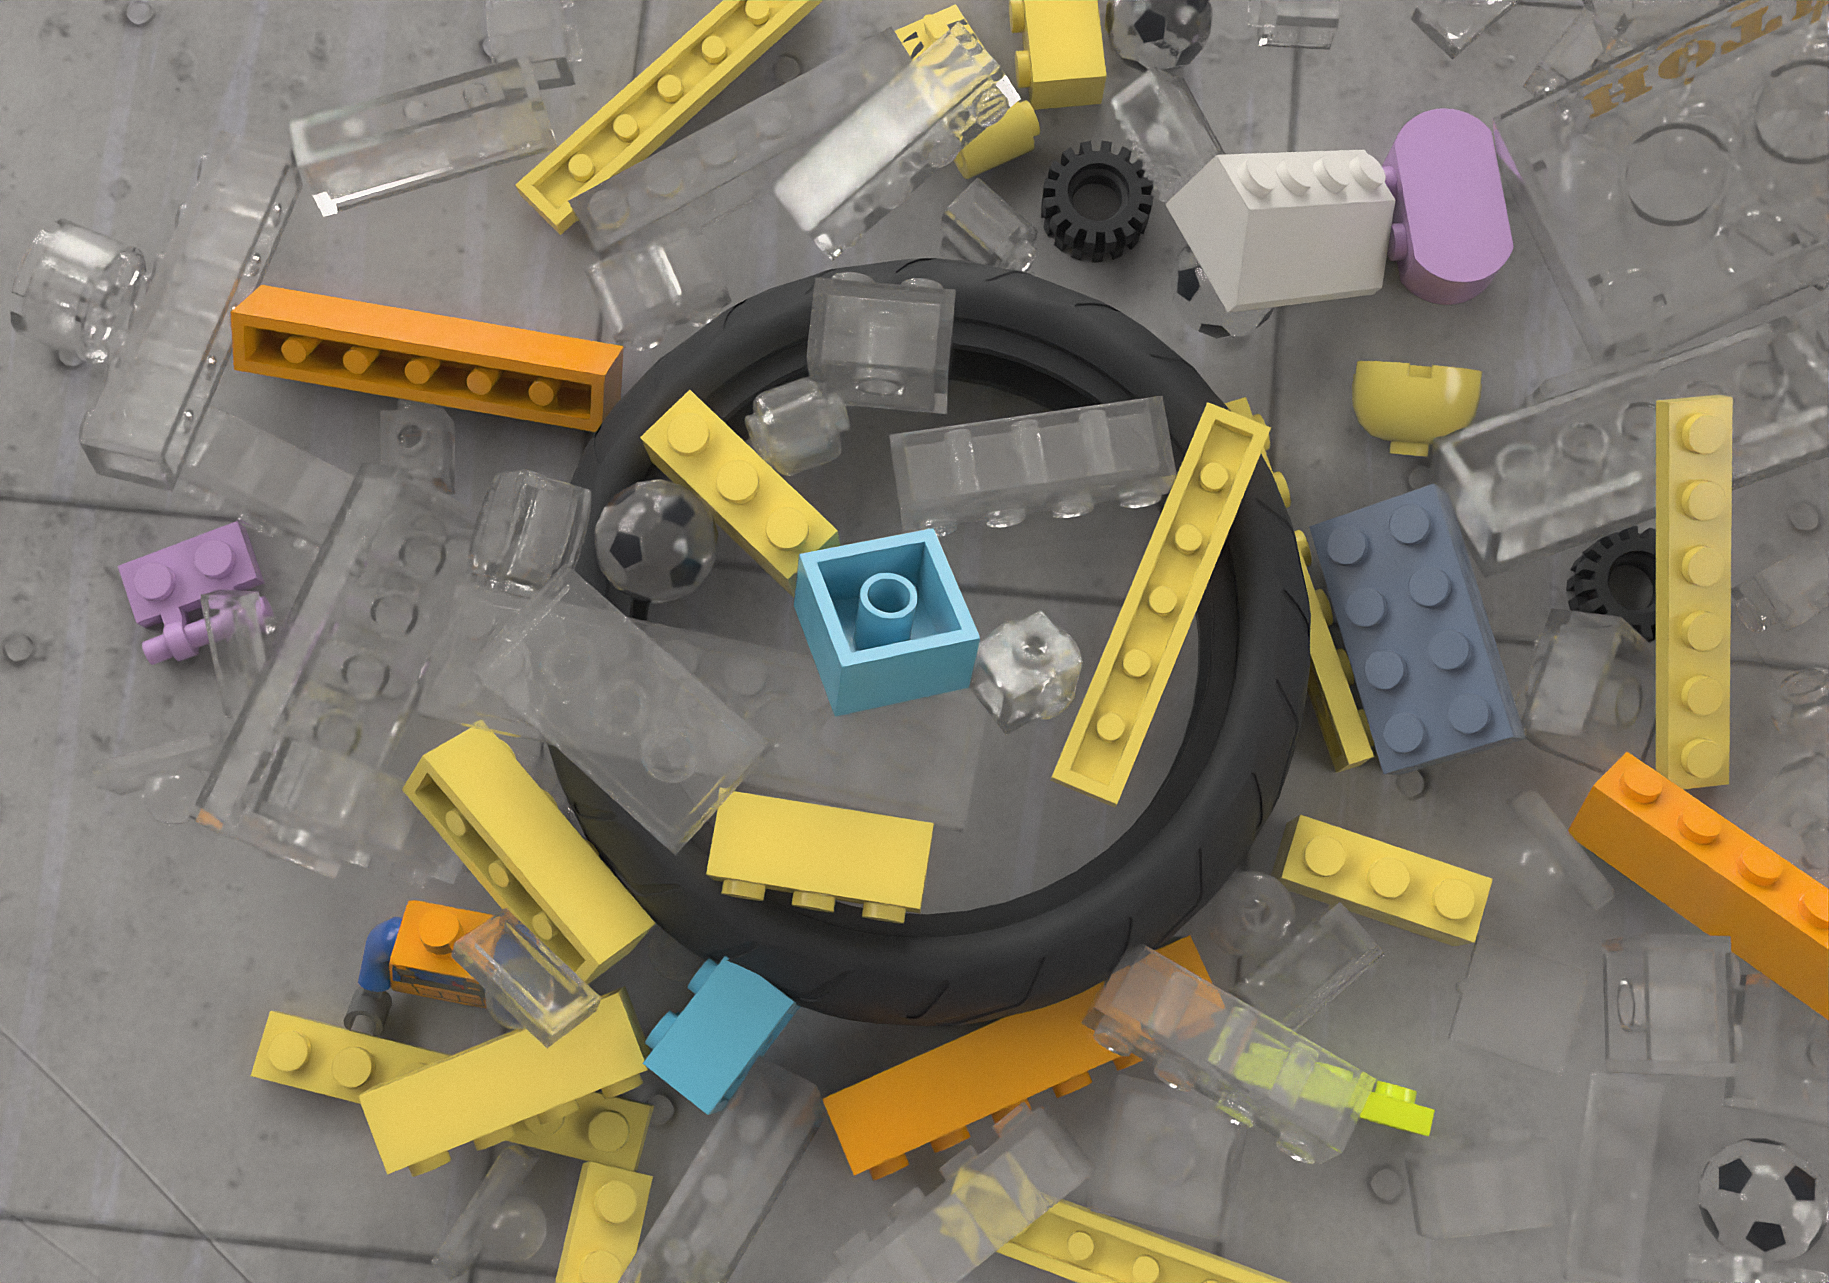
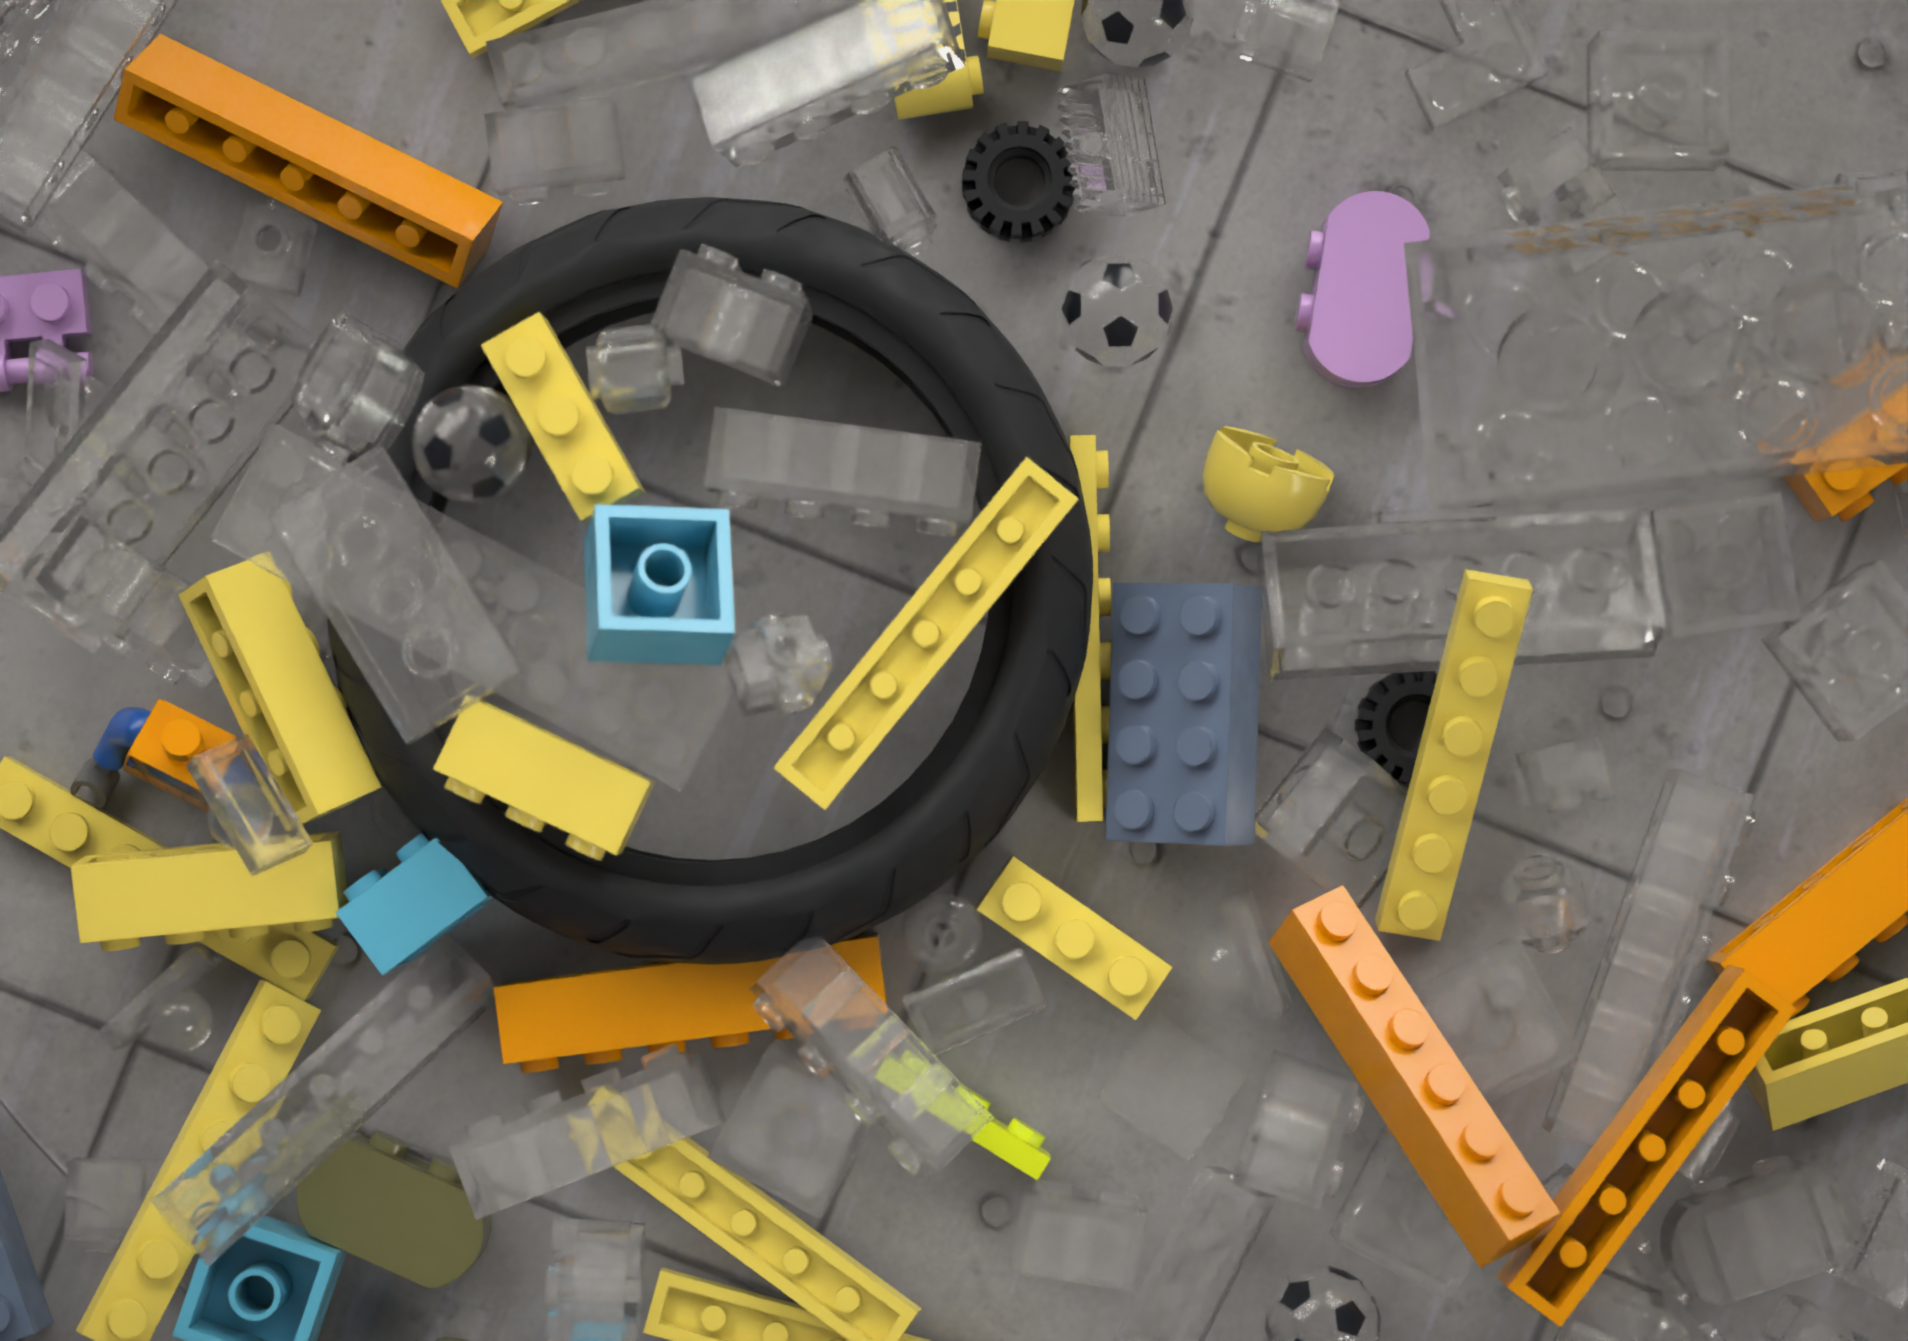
camera: 15 degrees right, 10 degrees up
(1288, 226) = (1183, 286): white slope -> none

